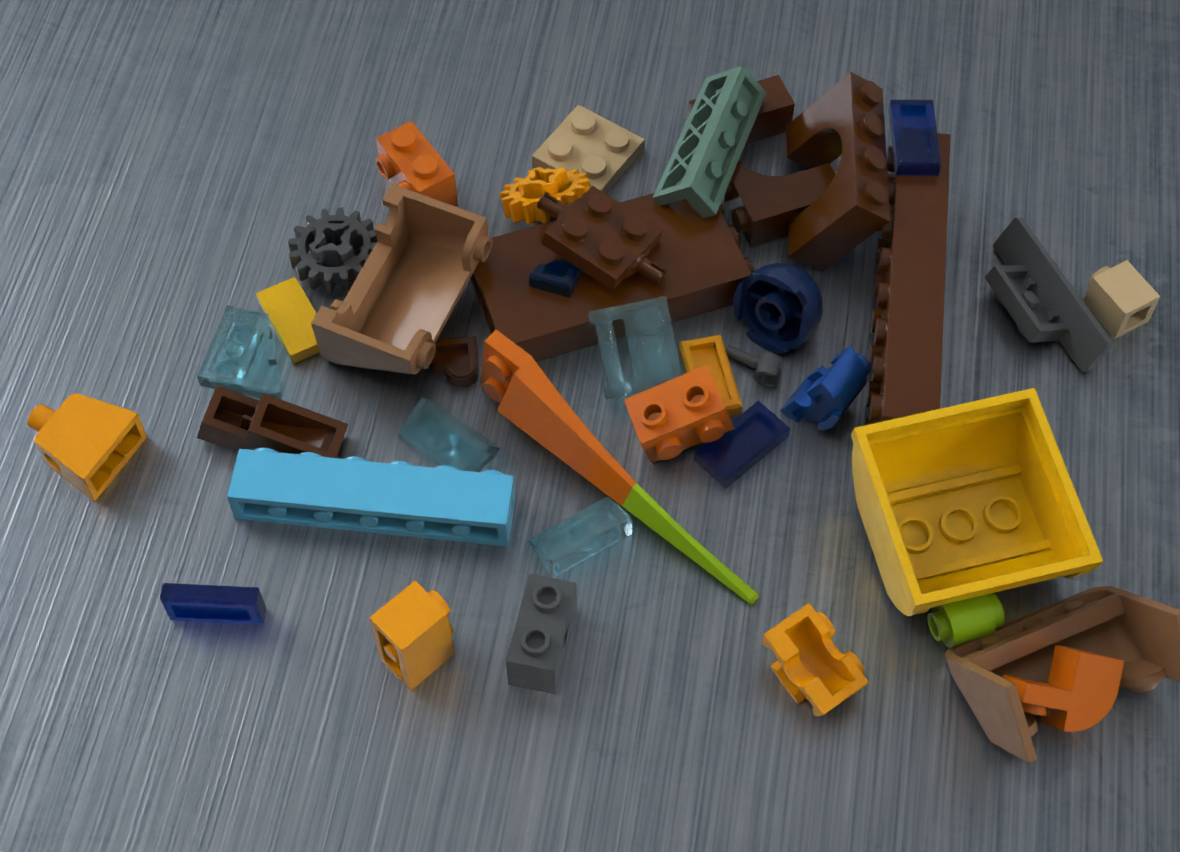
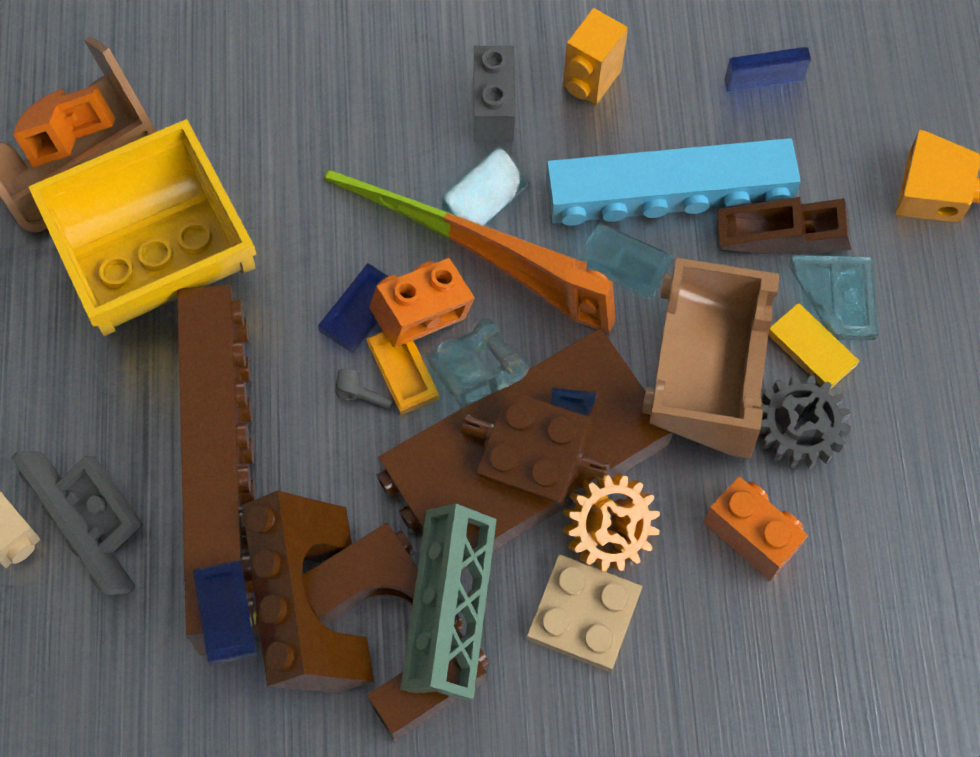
camera: 165 degrees right, 10 degrees up
(457, 360) = (641, 337): reddish brown tile -> none
(779, 306) = (341, 442): dark blue cylinder -> none
(810, 662) = (265, 111): light orange cylinder -> none
(829, 392) = (288, 356): blue cylinder -> none

